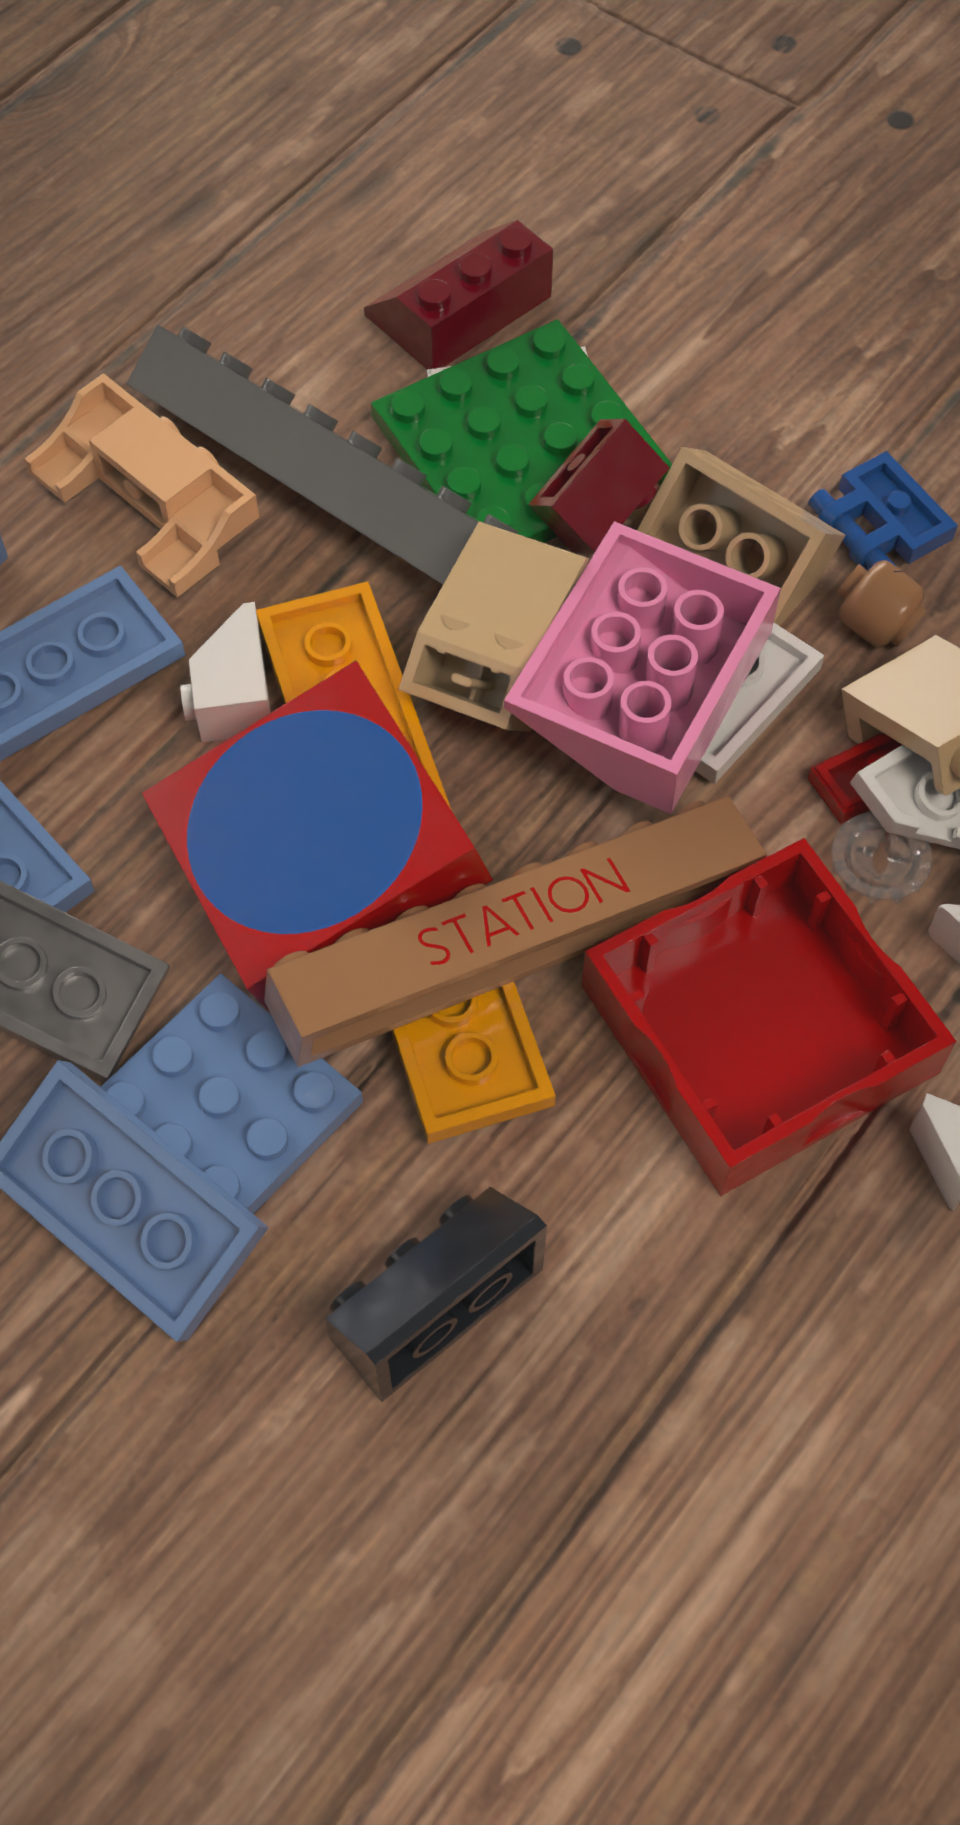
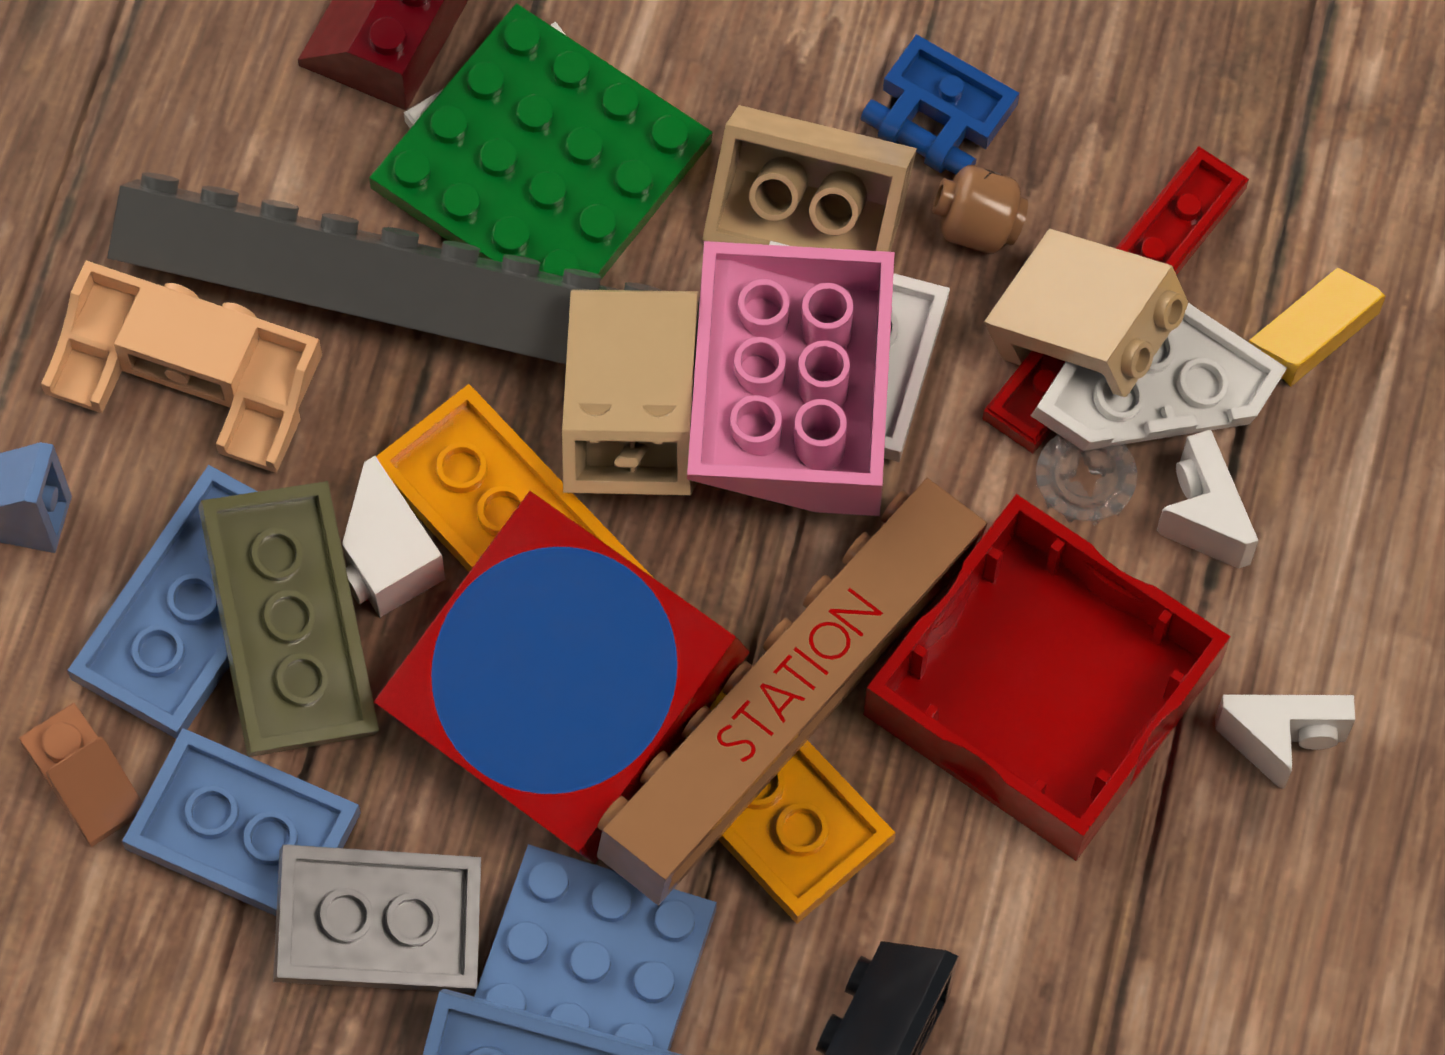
camera: 25 degrees left, 5 degrees up
(111, 703) = (288, 618): none -> olive plate
(599, 485) = (656, 192): dark red brick -> none

